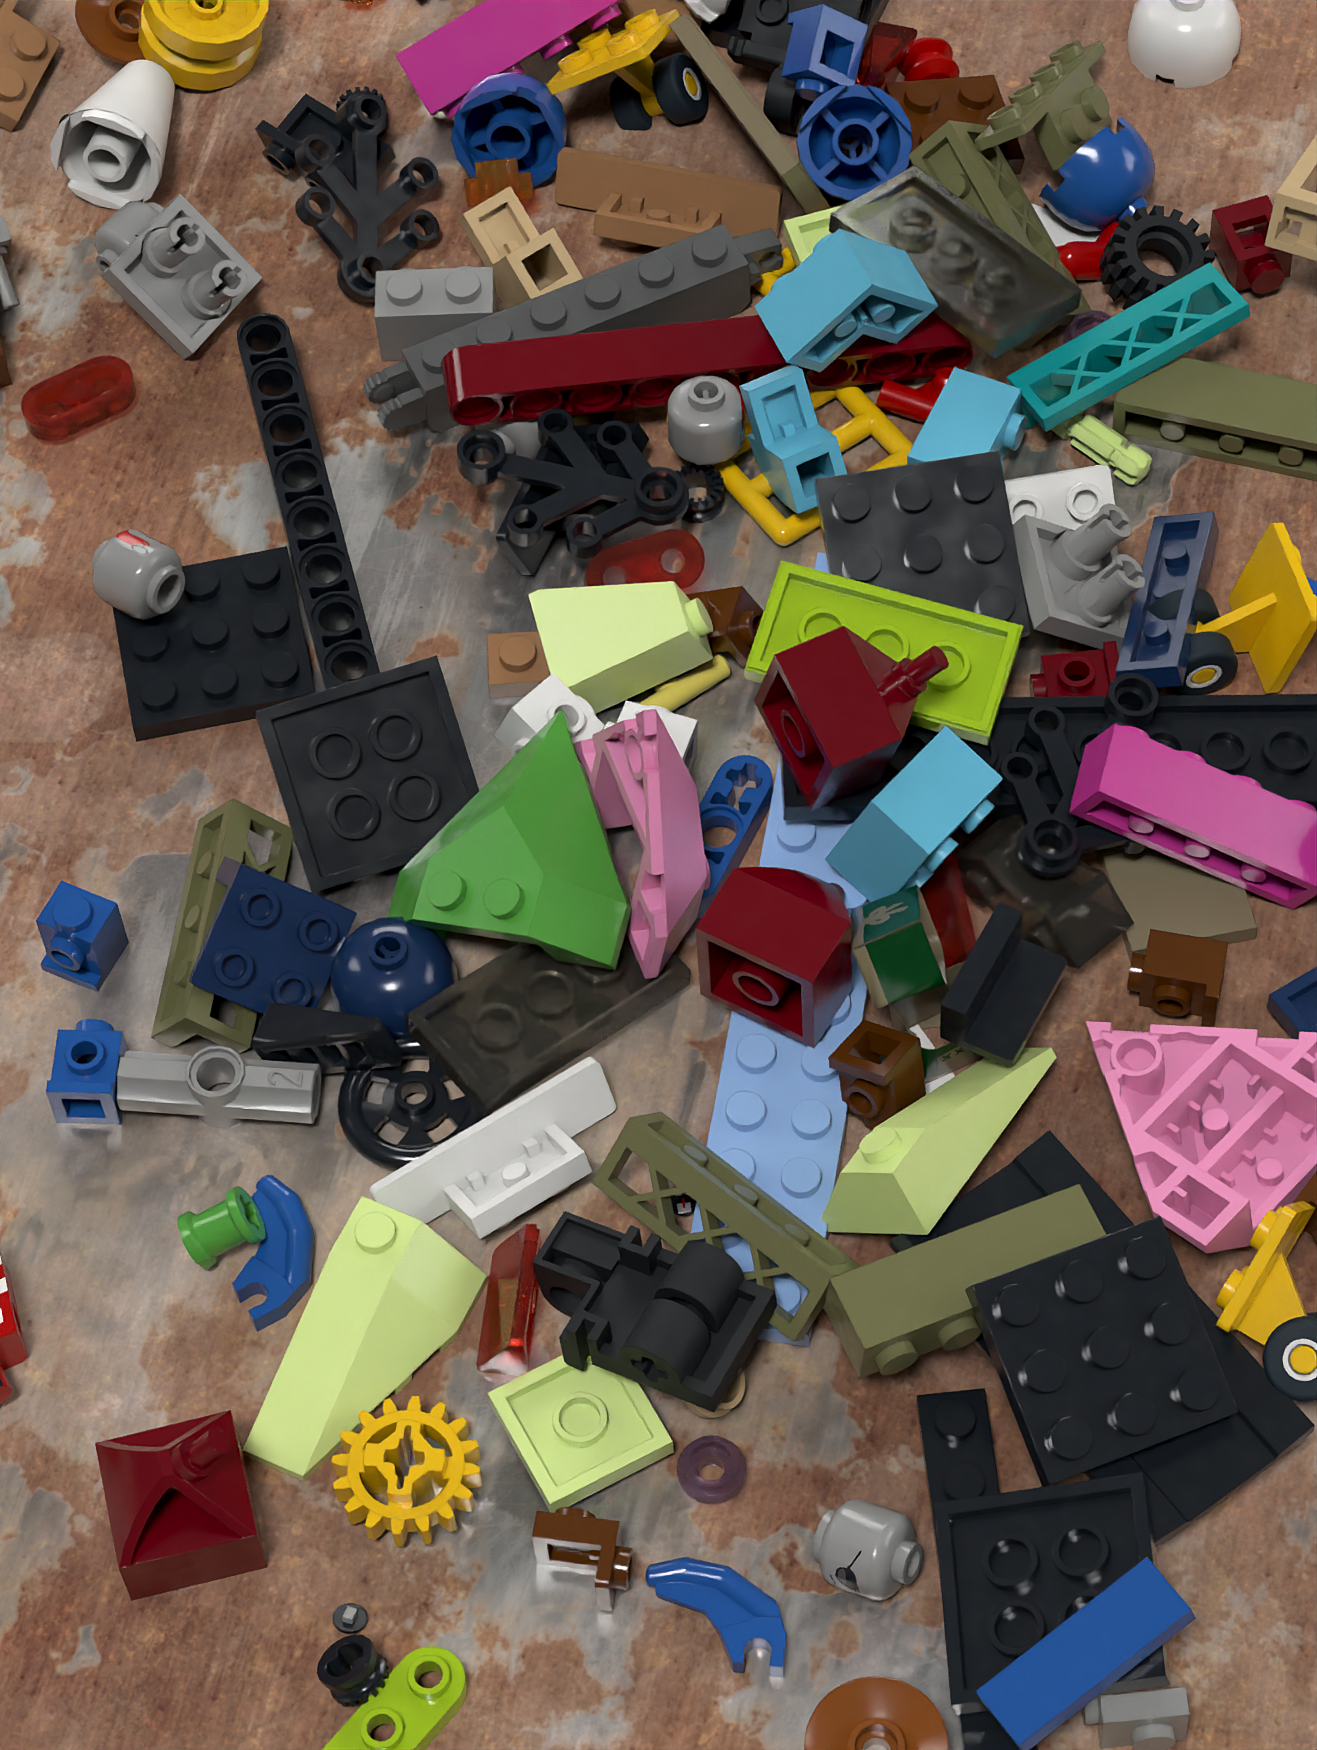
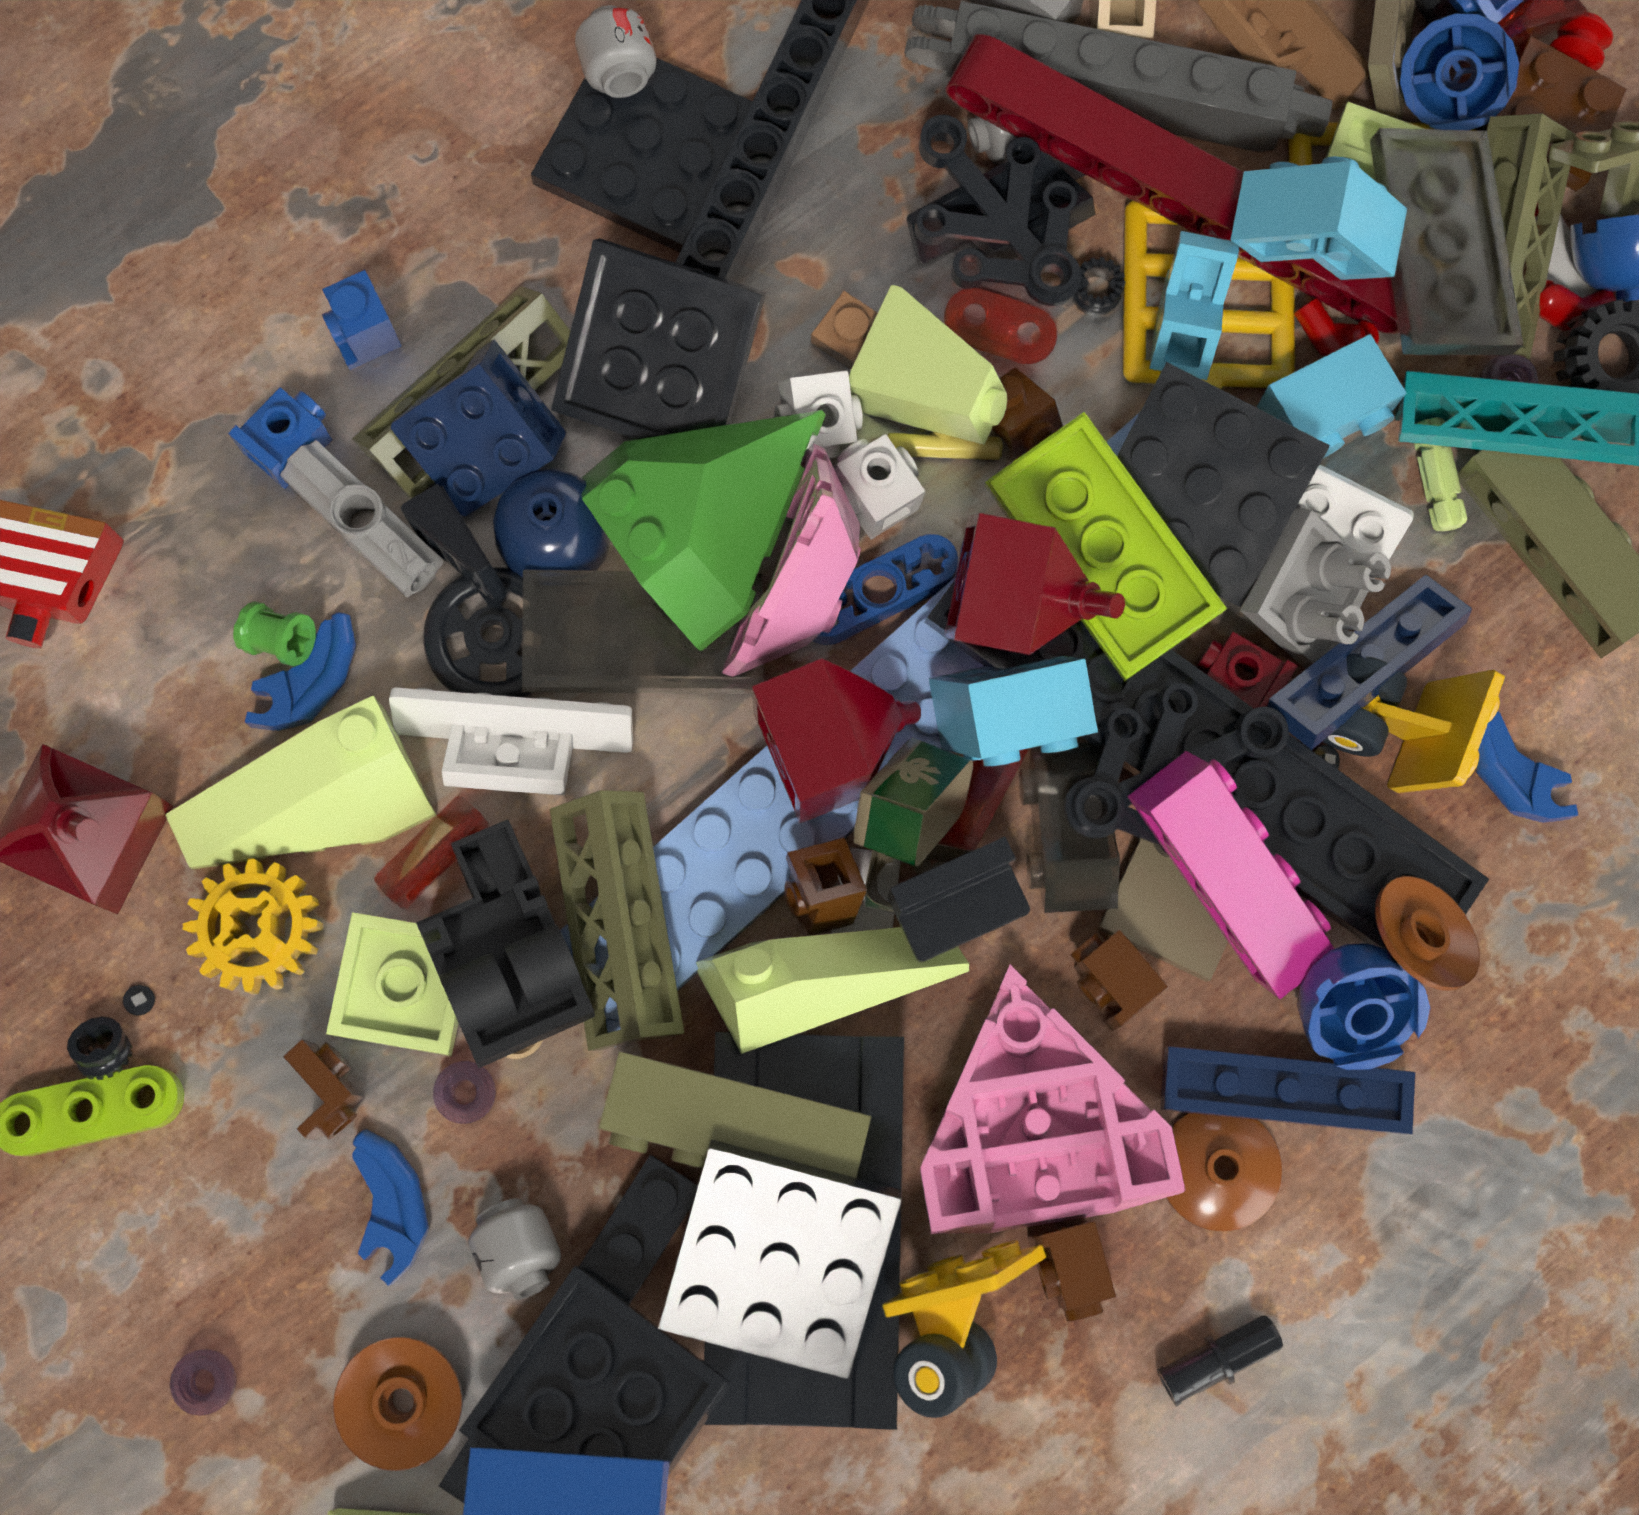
camera: 30 degrees right, 20 degrees up
(706, 420) = (1141, 235): light grey head -> none

